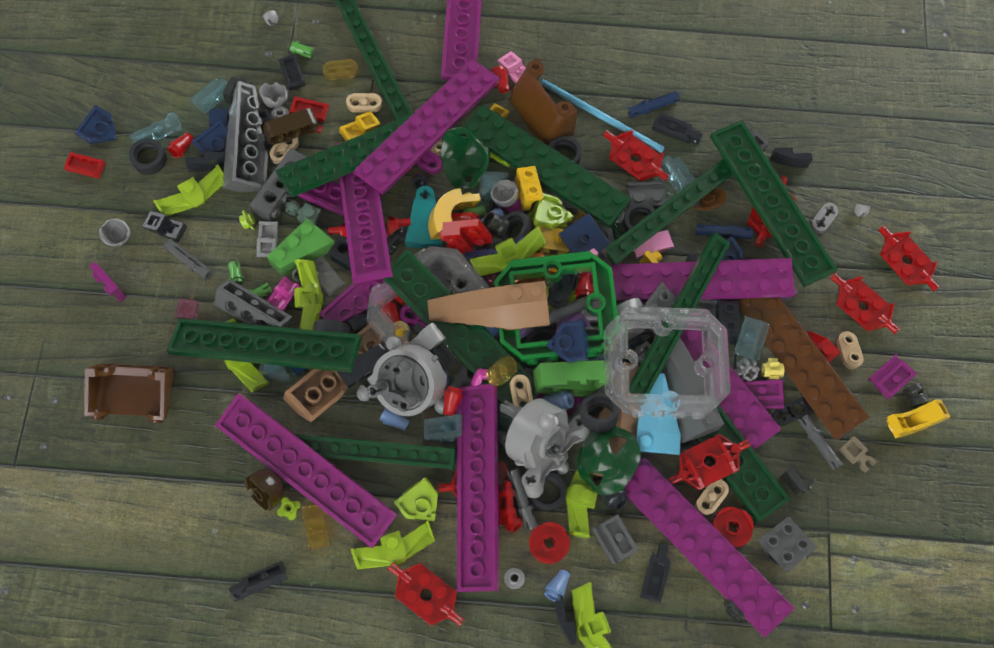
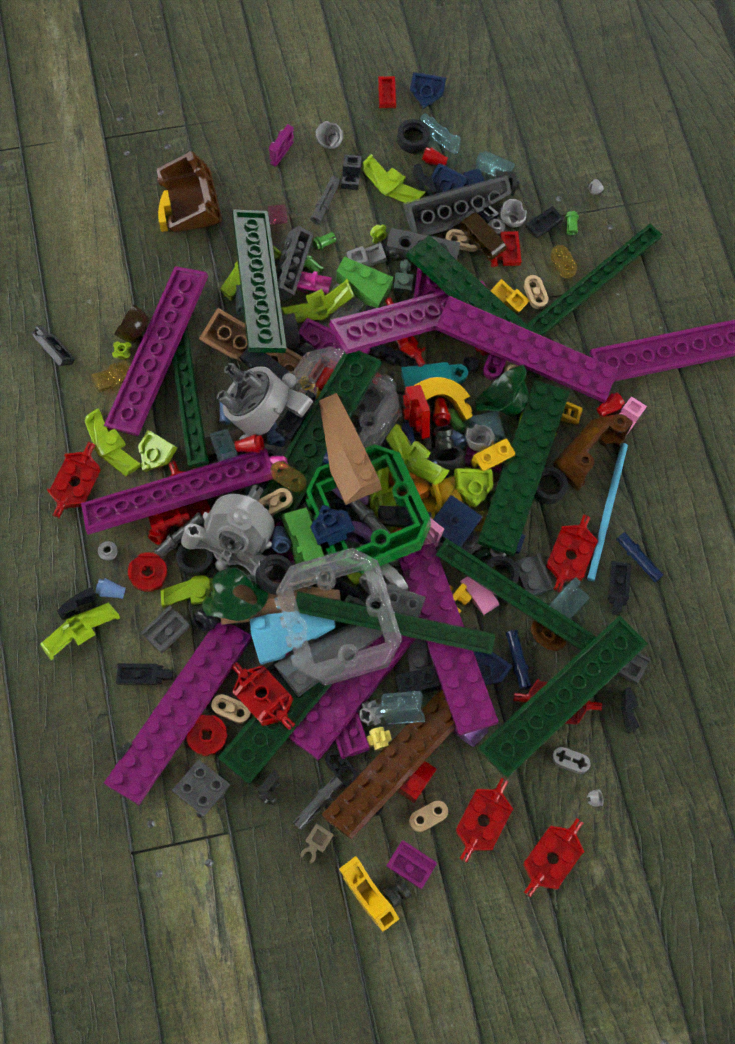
camera: 70 degrees right, 0 degrees up
(135, 420) = (164, 210): none -> yellow slope

